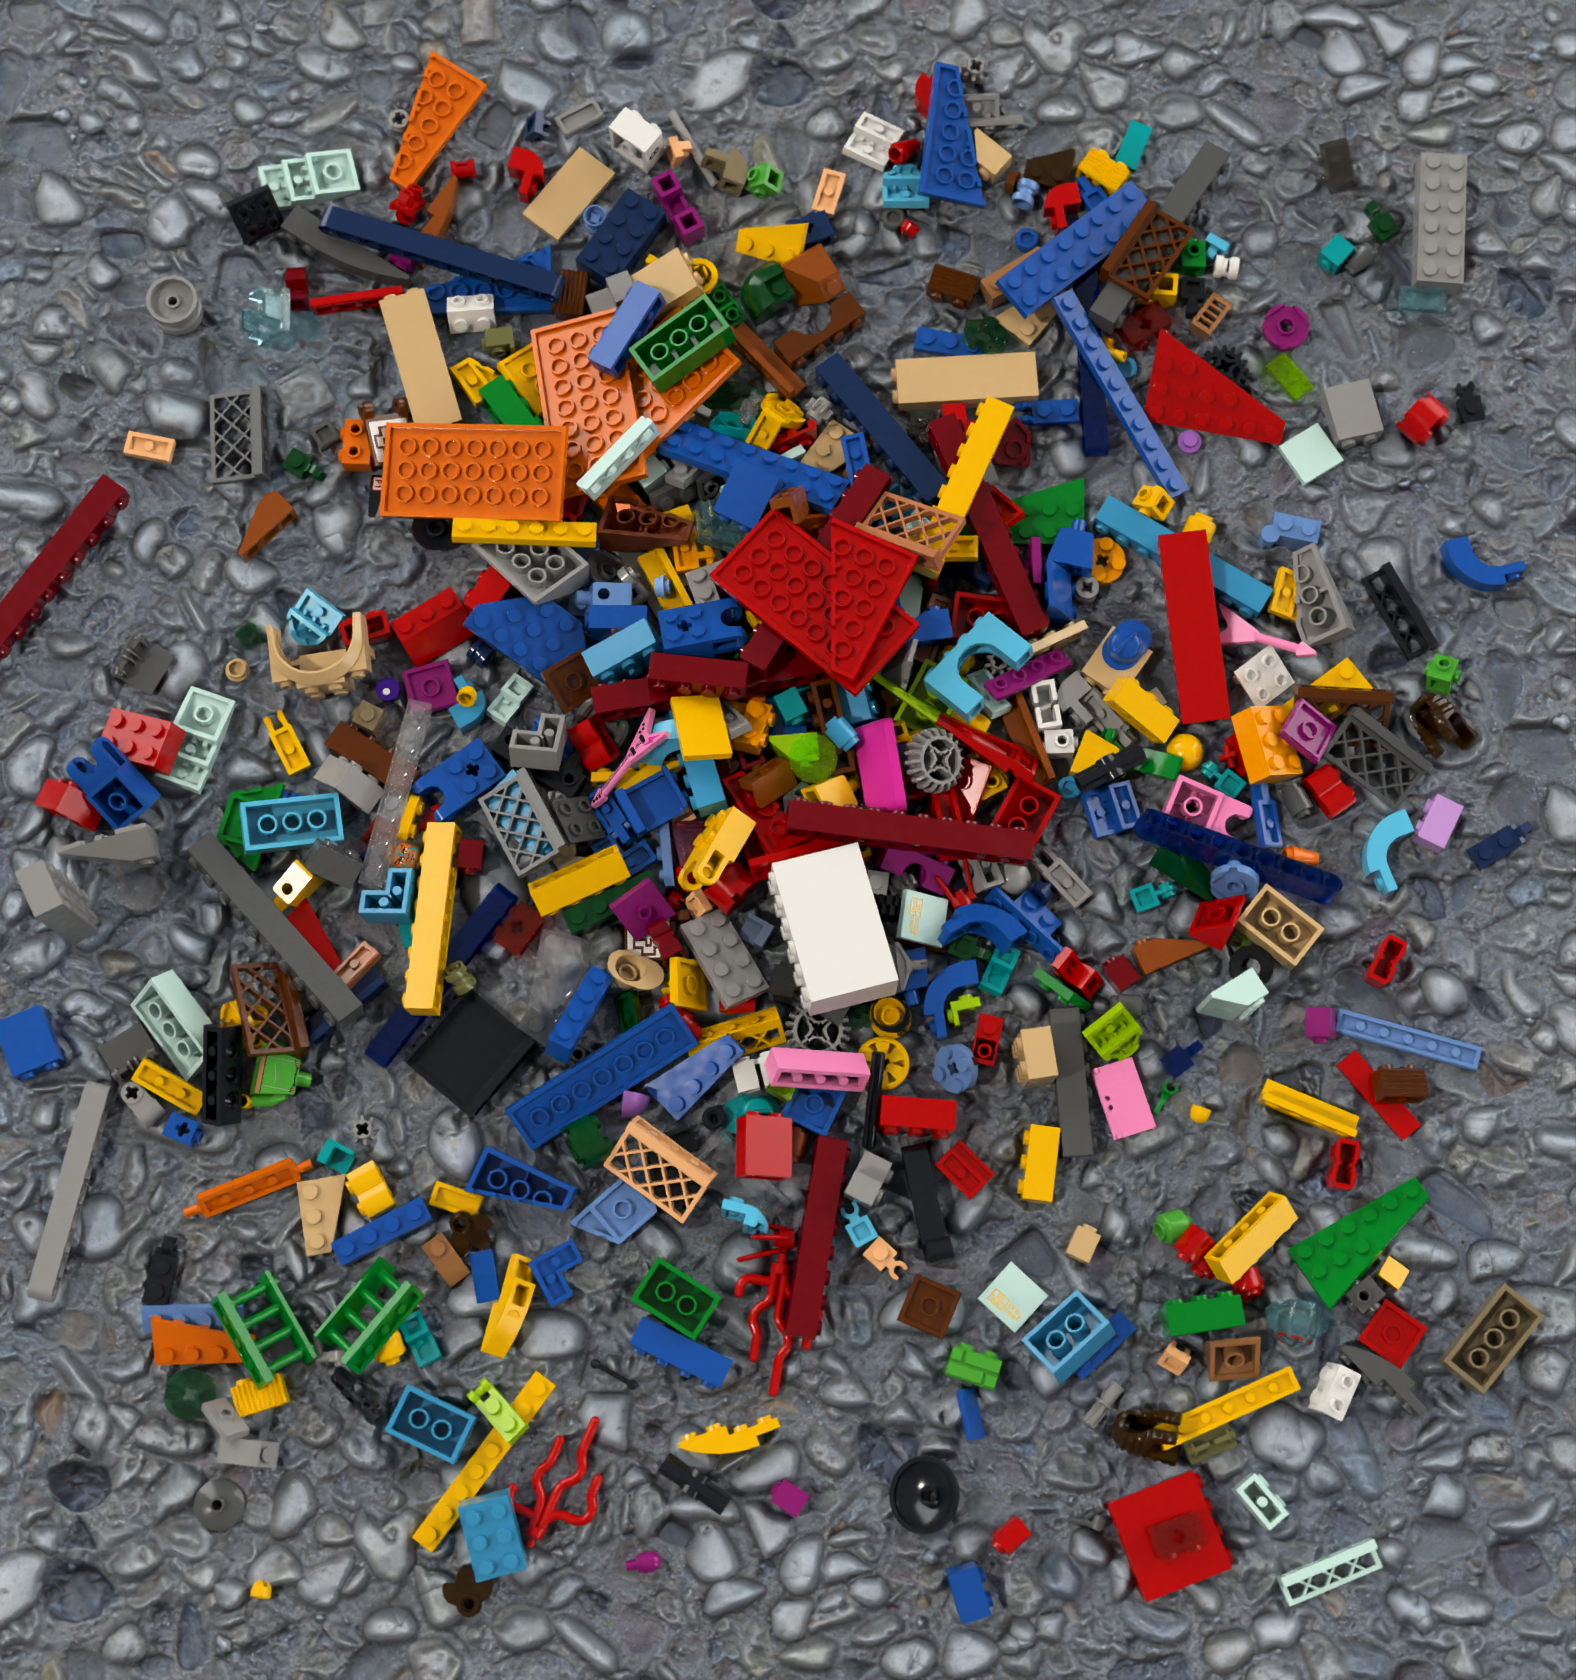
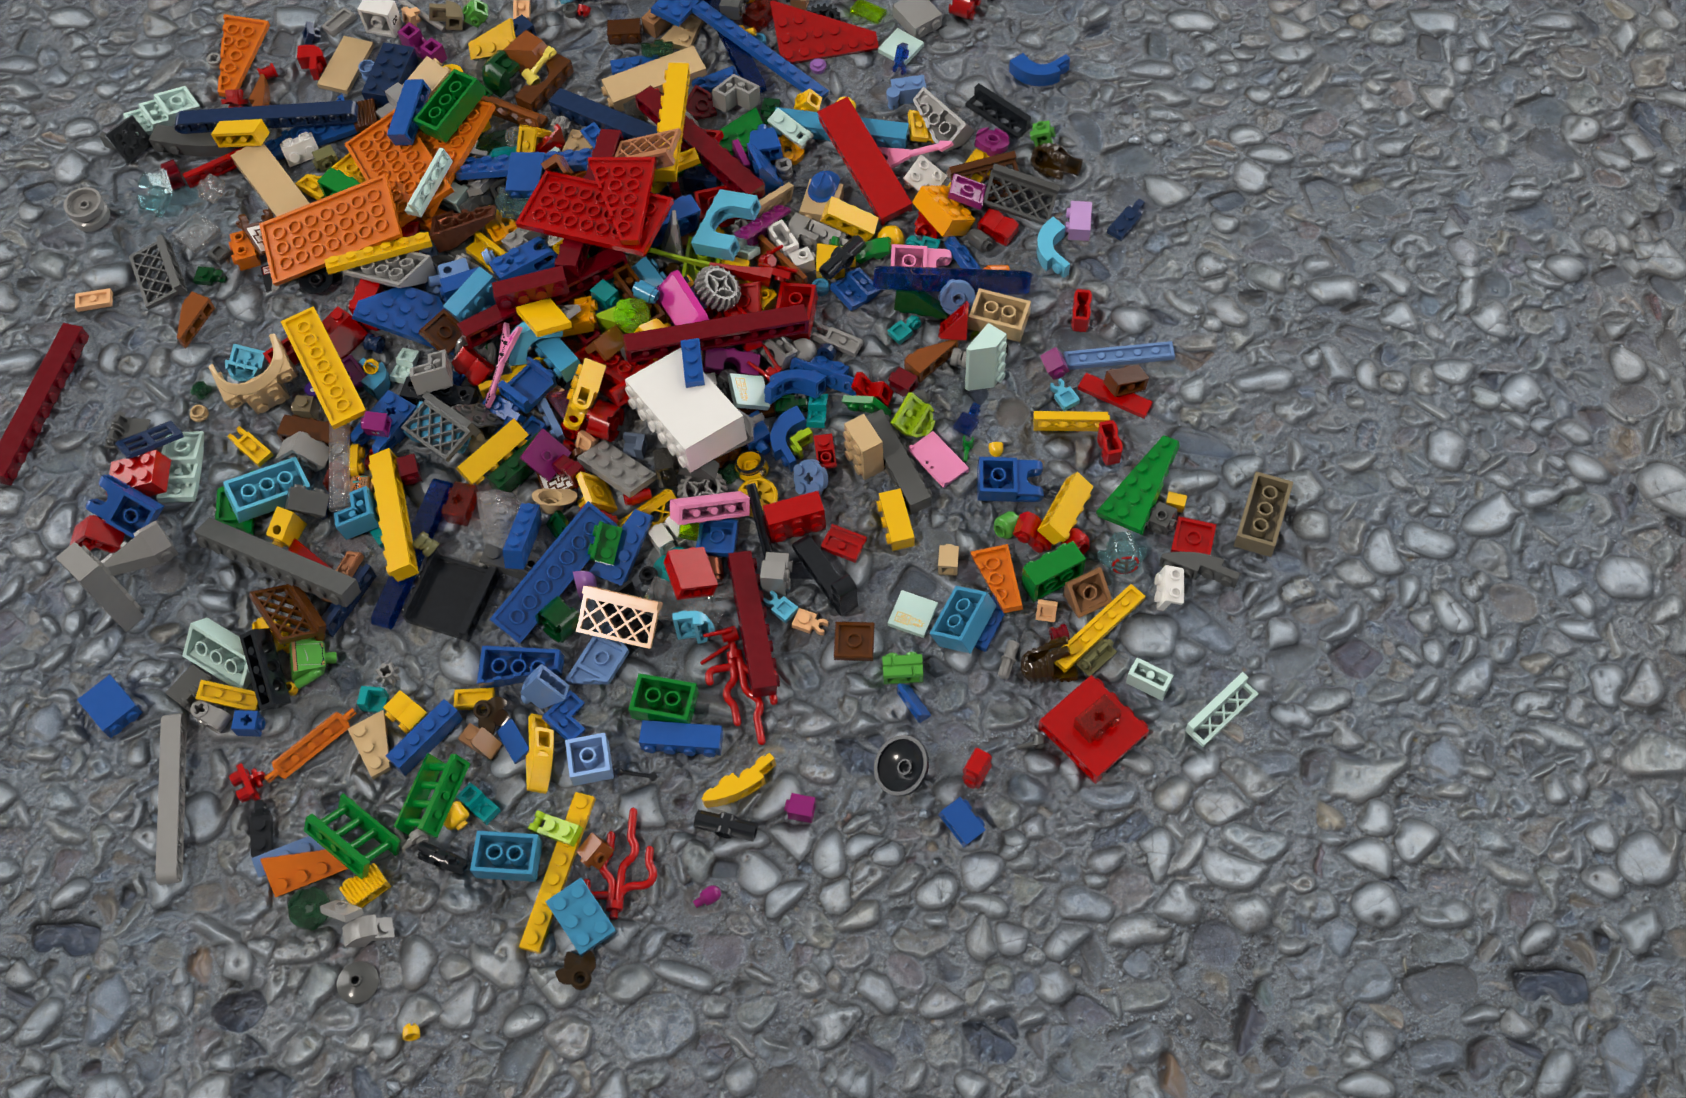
camera: 15 degrees left, 15 degrees down
(160, 1196) = (243, 776): none -> red hips
(166, 694) = (148, 439): none -> dark blue window
(340, 335) = (211, 188): none -> clear brick
(400, 272) = (240, 133): none -> yellow brick
(407, 680) = (323, 367): none -> yellow plate
(448, 787) = (376, 424): none -> magenta brick
(534, 1459) = (594, 851): none -> dark orange brick
(541, 1228) = (543, 688): none -> medium blue torso
(565, 1339) = (589, 759): none -> light blue brick
(676, 1065) = (605, 543): none -> green bracket
(806, 312) = (531, 75): none -> light yellow brick
(863, 874) = (692, 363): none -> blue plate
(1014, 731) = (769, 260): none -> red plant
(1065, 448) = (735, 92): none -> light grey brick
(1101, 486) = (768, 107): none -> dark green plate
(1114, 537) = (789, 128): none -> light aqua plate
(1136, 1288) = (998, 572): none -> orange wing
(1176, 1397) = (1059, 632): none -> dark red wheel
(1201, 965) = (958, 357): none -> light grey wheel
(1203, 1167) = (1011, 482): none -> blue brick
(1305, 475) = (901, 54): none -> clear blue plate
(1315, 1074) = (1064, 396): none -> medium azure plate
(1364, 665) = (992, 141): none -> magenta plate

